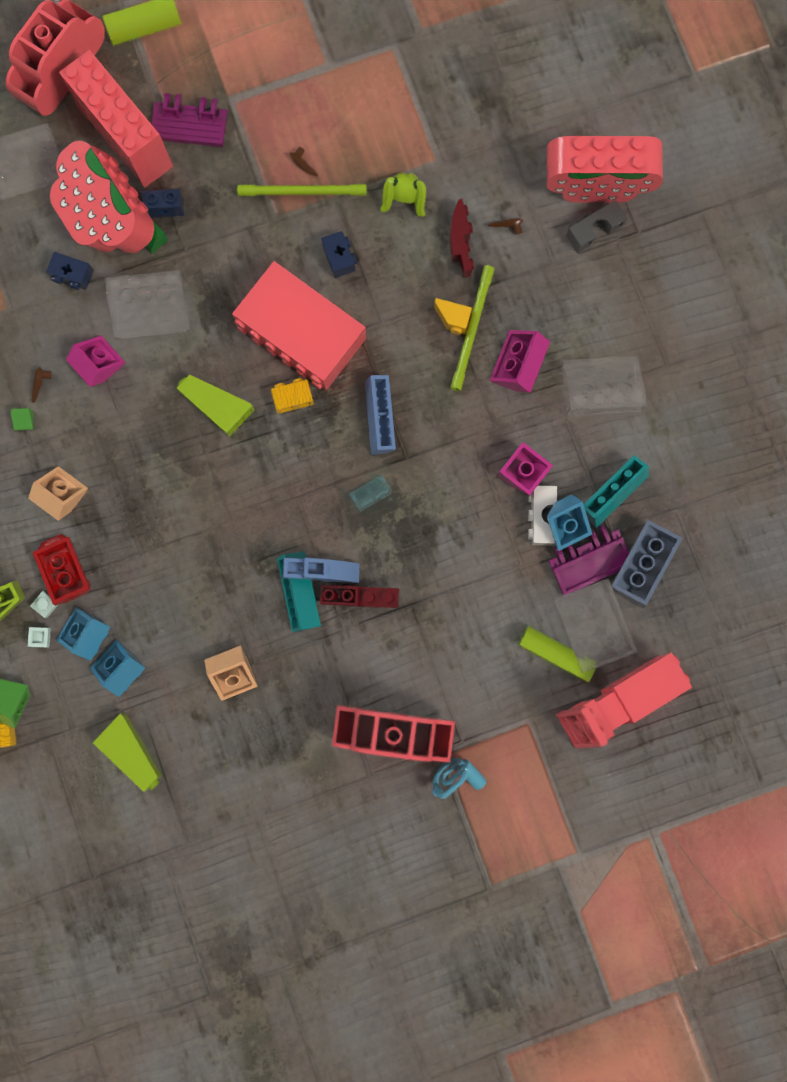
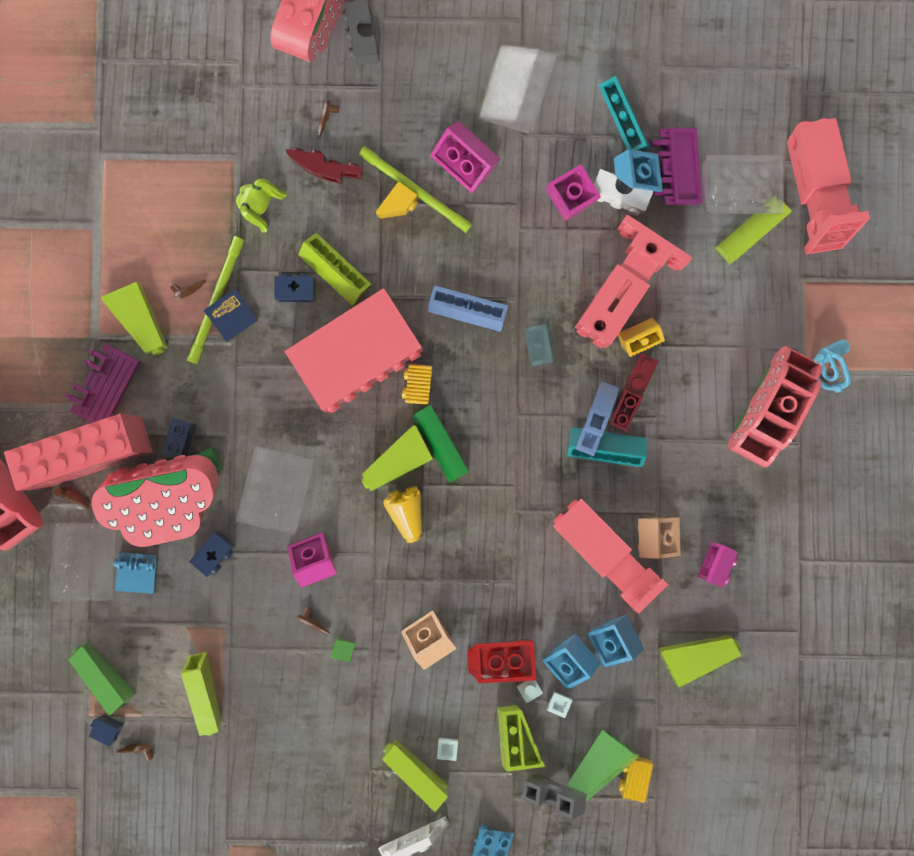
camera: 70 degrees left, 5 degrees up
(29, 211) = (135, 572): none -> dark azure hinge
(79, 130) = (71, 497): none -> reddish brown bar
(168, 428) = (406, 512): none -> yellow cone
(192, 627) = (608, 555): none -> coral brick
(223, 738) = (718, 564): none -> dark pink slope
(245, 437) = (439, 443): none -> green brick
(260, 128) = (136, 315): none -> lime slope
(292, 207) = (230, 315): none -> dark blue tile
(370, 282) = (334, 269): none -> lime brick
(413, 583) = (641, 337): none -> yellow brick
(457, 550) = (628, 282): none -> coral brick
(646, 563) = (704, 114): sand blue slope -> none

